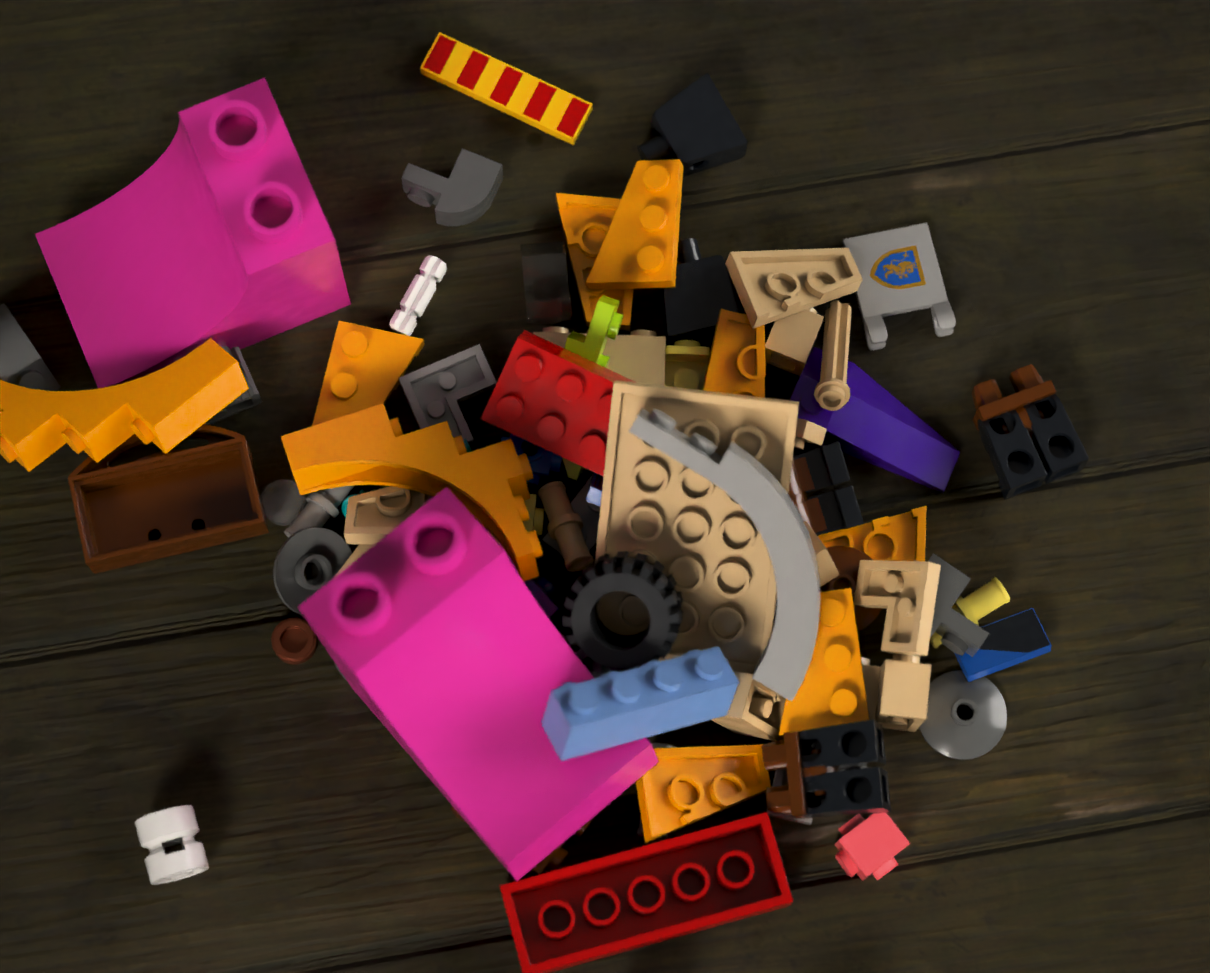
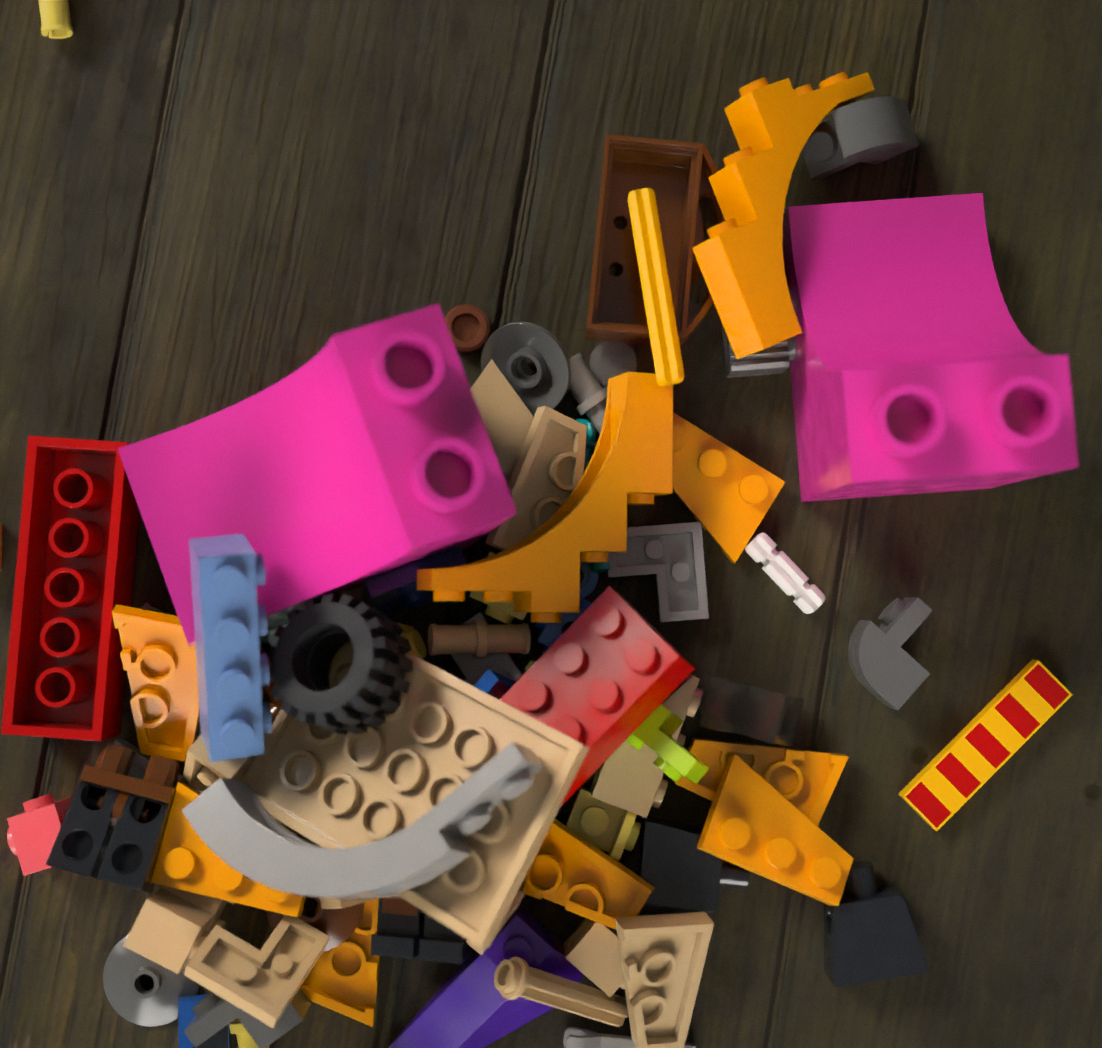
camera: 115 degrees right, 10 degrees up
(167, 829) = (315, 140): white wheel -> none
(209, 472) = (655, 287): none -> yellow axle

